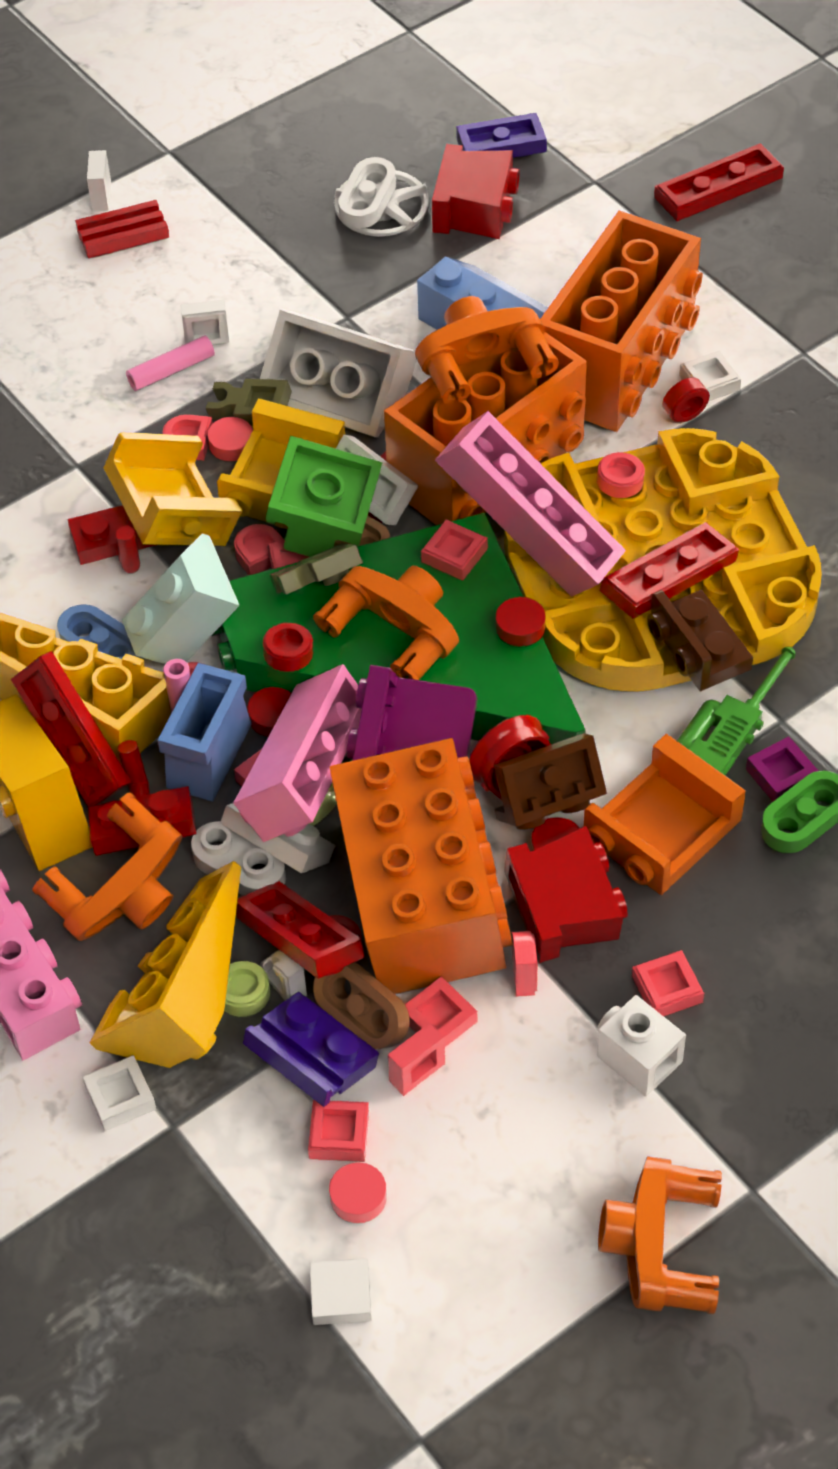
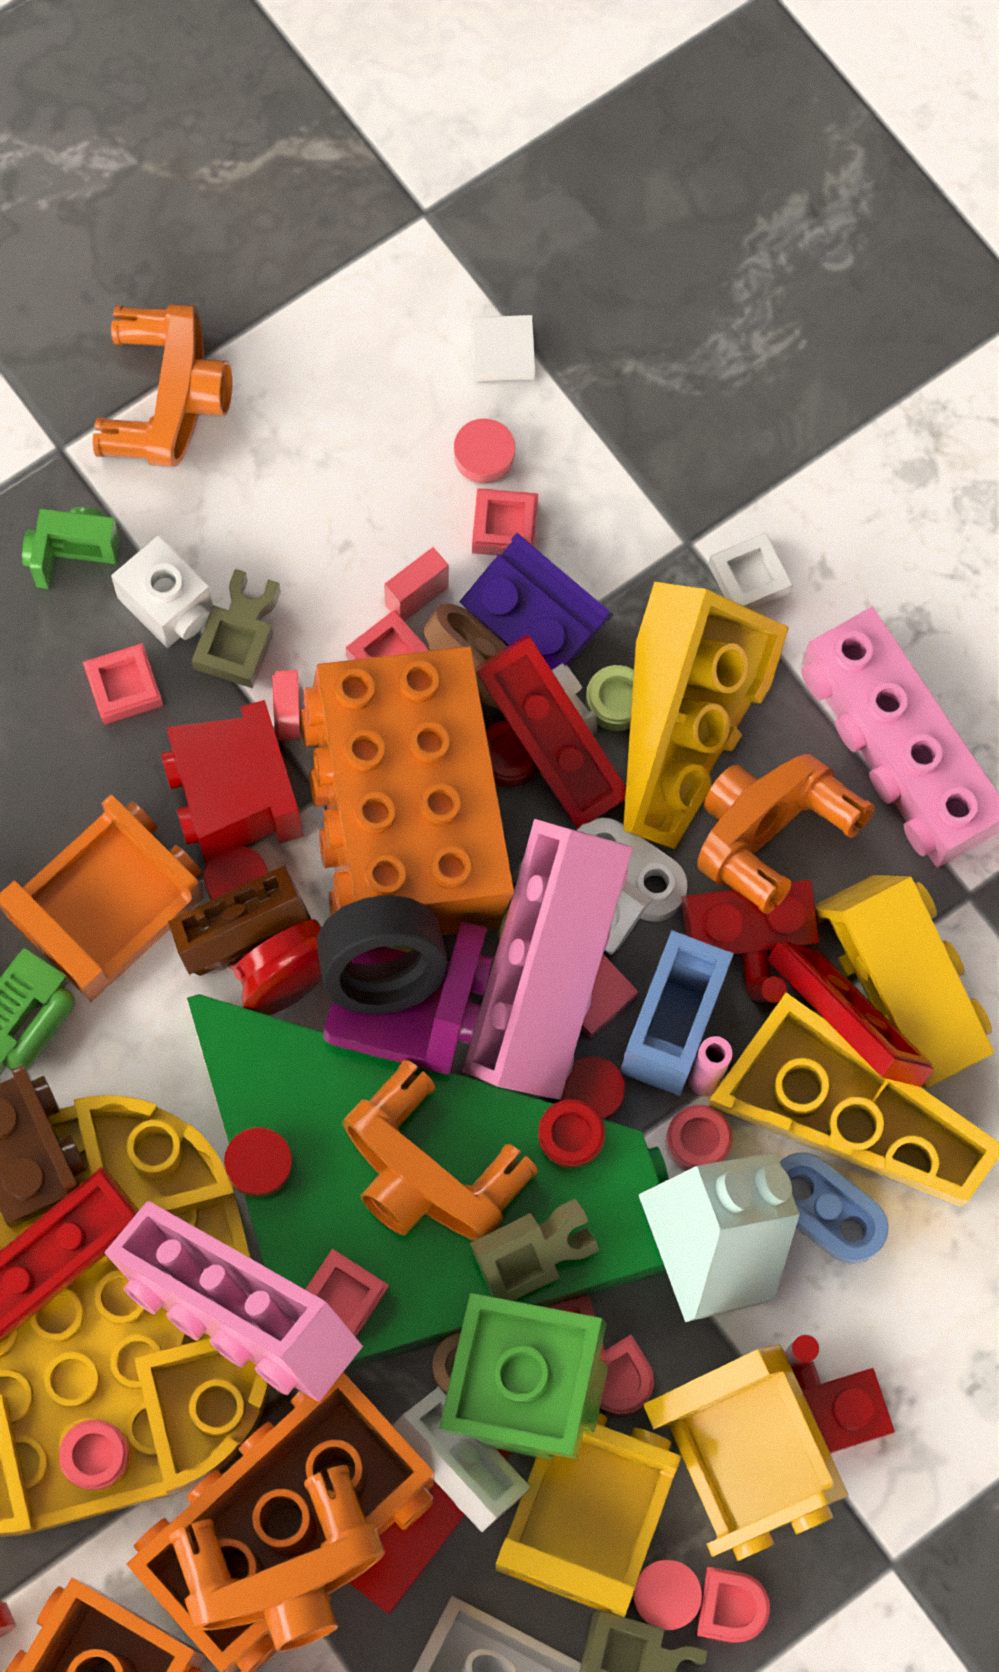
camera: 175 degrees right, 20 degrees up
(434, 719) = (375, 924): none -> black tyre
(571, 1016) = (237, 638): none -> olive plate
(728, 1090) = (73, 535): none -> bright green bracket

